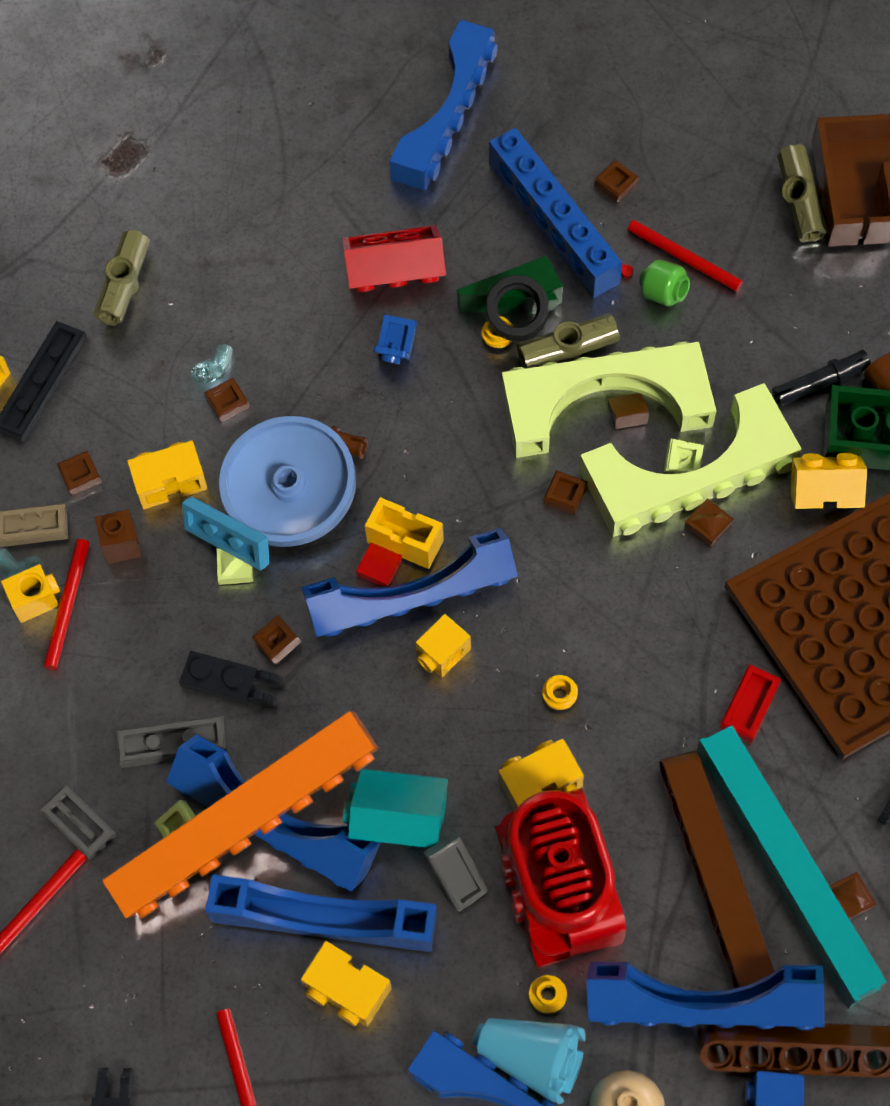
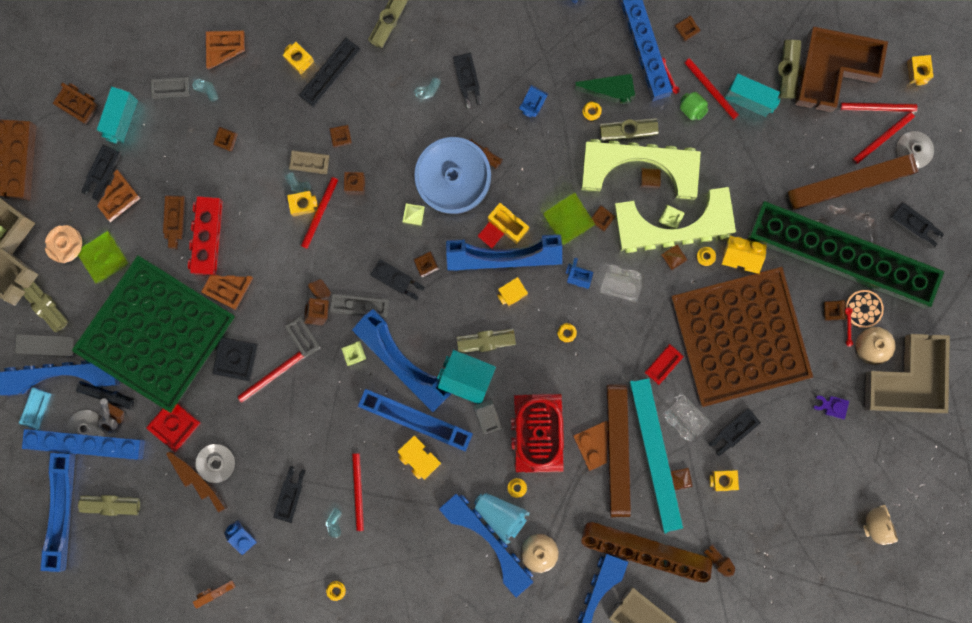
camera: 10 degrees right, 20 degrees up
(92, 732) = (319, 289): none -> reddish brown slope
(92, 765) = (316, 311): none -> reddish brown brick
(167, 473) = (388, 150): yellow brick -> none
(226, 533) = (412, 198): dark azure plate -> none
(227, 399) = (431, 112): reddish brown tile -> none
(240, 815) = (387, 362): orange brick -> none
(275, 332) = (467, 77): none -> black hinge
(394, 258) = (545, 46): slope -> none
(421, 740) = (486, 341): none -> olive piece
(509, 501) = (569, 218): none -> clear neon green plate
(517, 282) = (608, 119): black tyre -> none
(546, 769) = (550, 375): yellow brick -> none
(554, 592) = (579, 276): none -> blue bracket
(633, 586) = (622, 283): none -> clear bracket
(668, 878) = (593, 445): none -> dark orange wing
(756, 240) = (753, 95): none -> teal brick
(760, 514) = (704, 262): none -> yellow plate
(784, 998) = (556, 501): blue arch -> none
(822, 785) = (686, 418): none -> clear bracket
(834, 372) = (762, 188): black pin -> none

